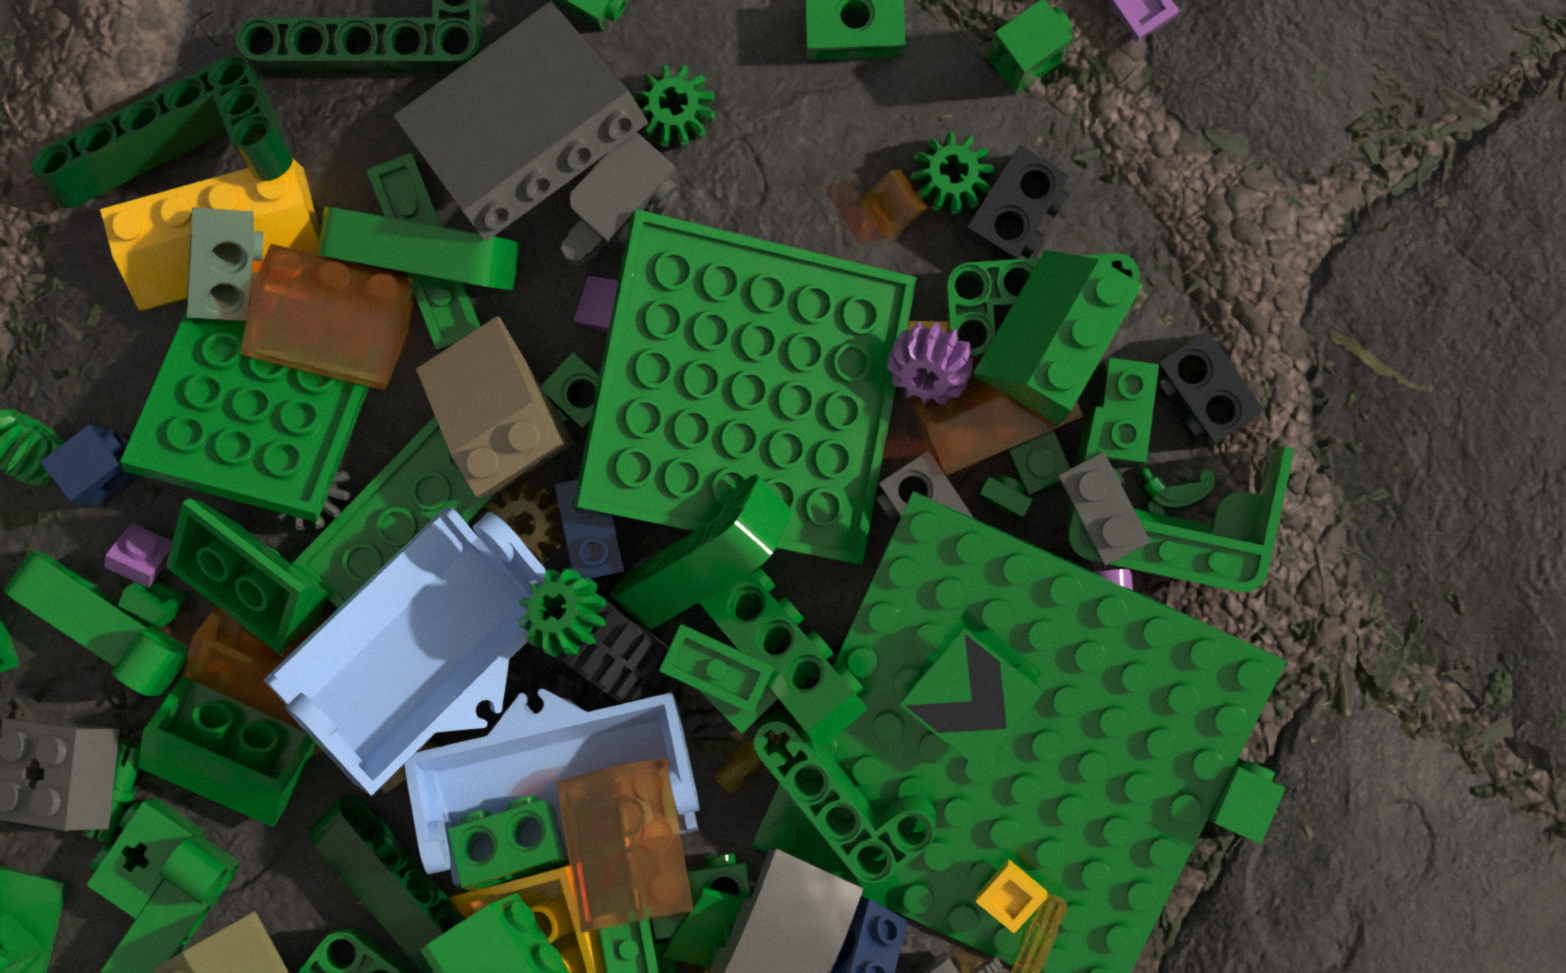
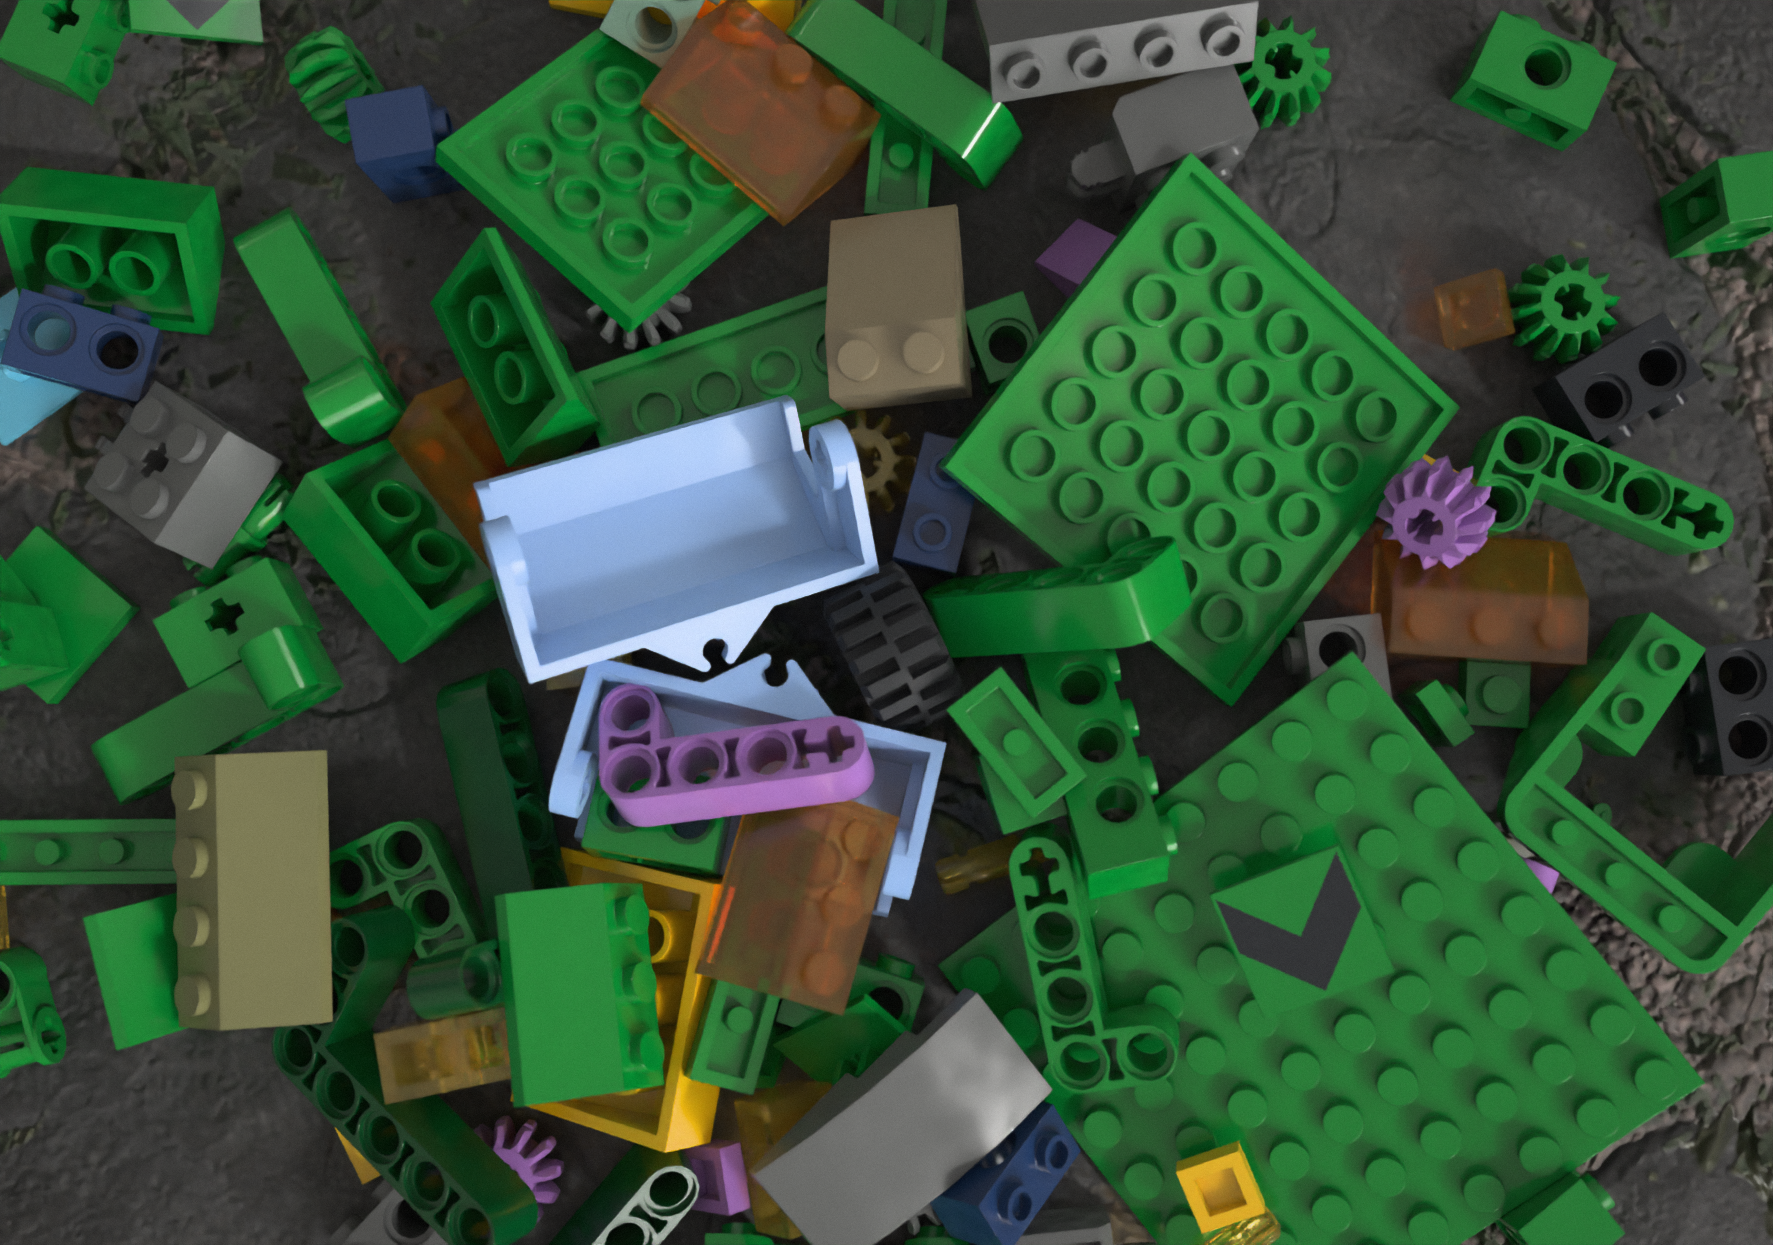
camera: 25 degrees right, 0 degrees up
(138, 555) = (405, 275): medium lavender plate -> none
(154, 604) = (396, 336): green plate -> none
(557, 593) = (858, 557): green gear -> none
(597, 734) = (735, 754): none -> medium lavender beam
(1057, 332) = (1614, 551): green slope -> none
(1103, 508) = (1569, 786): dark grey plate -> none
(1177, 495) = (1636, 812): green piece -> none

